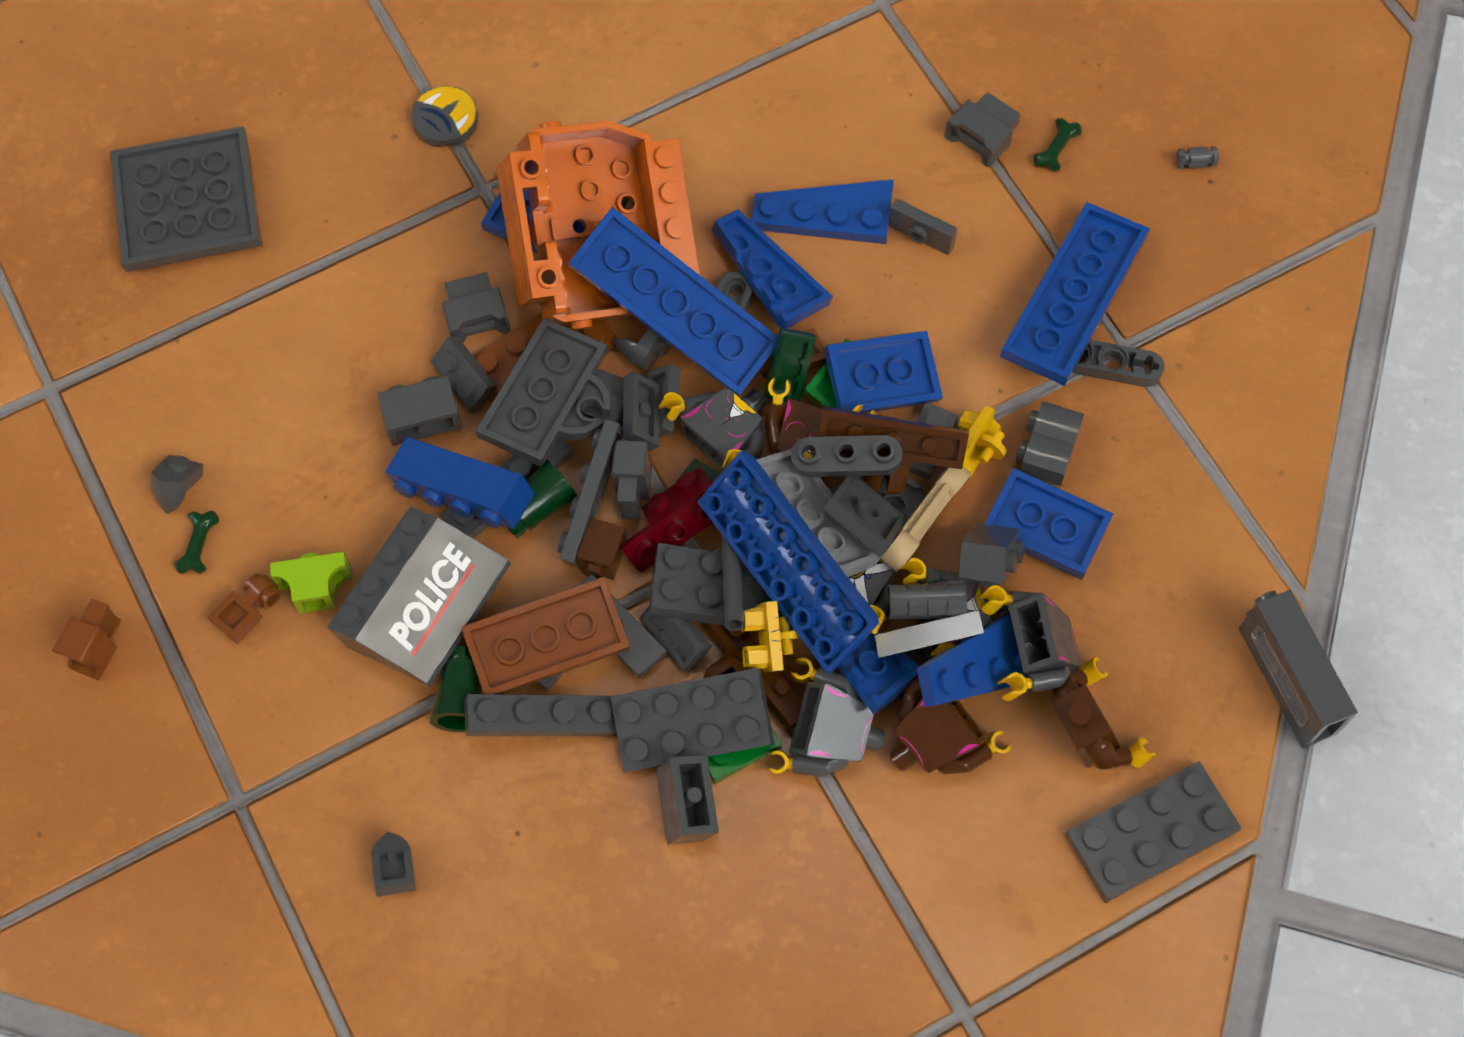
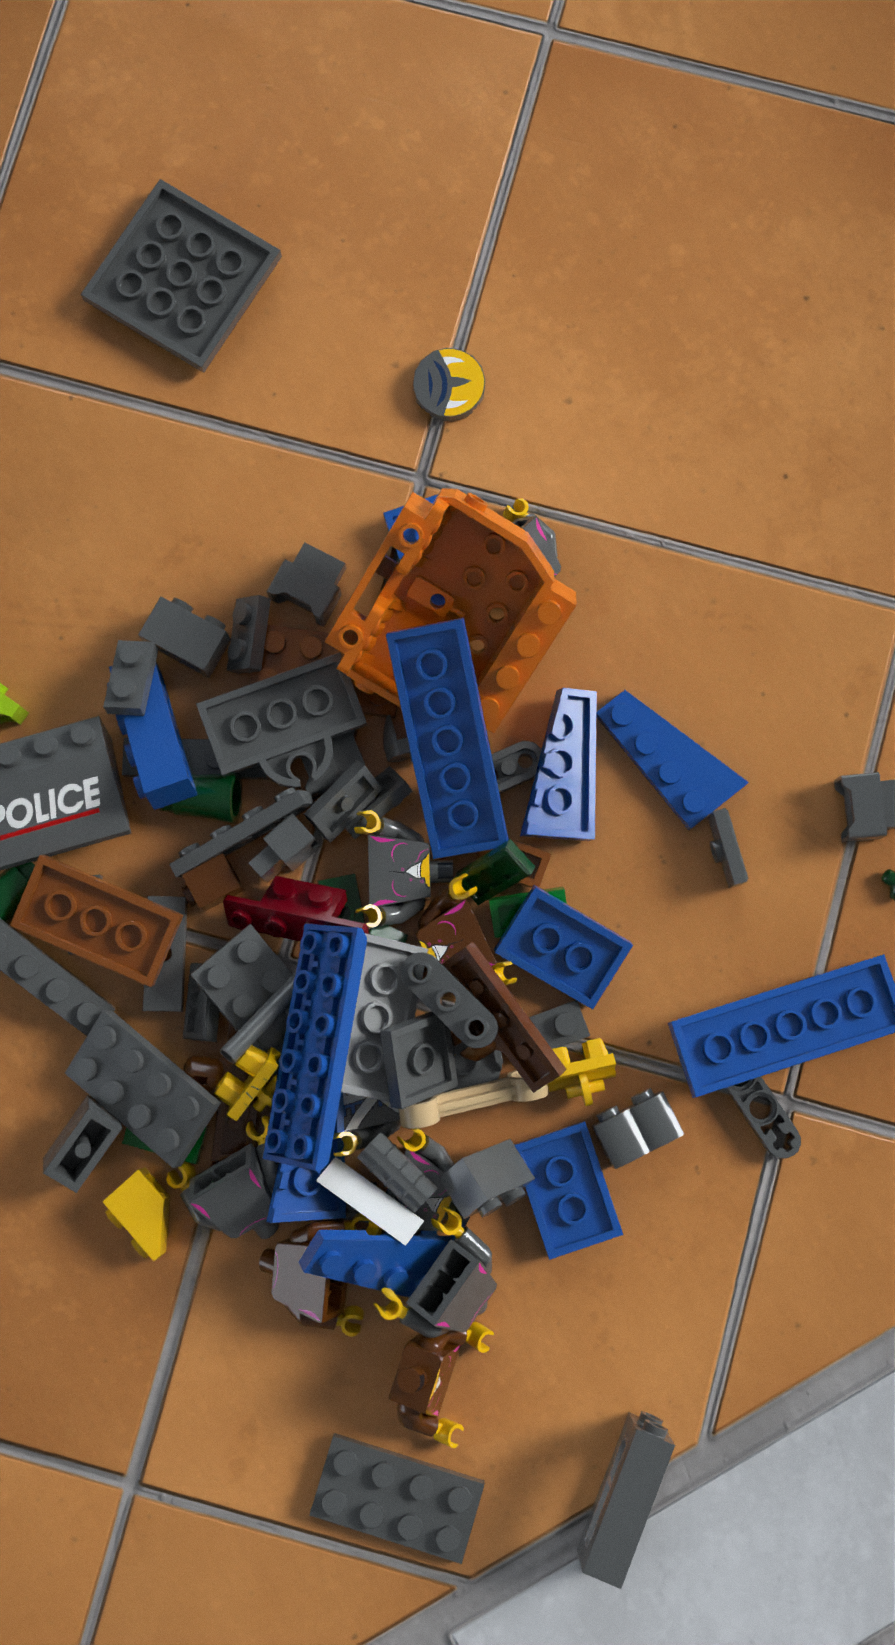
camera: 45 degrees right, 15 degrees up
(410, 459) = (131, 678): none -> dark grey plate
(777, 807) = (143, 1211): none -> yellow slope

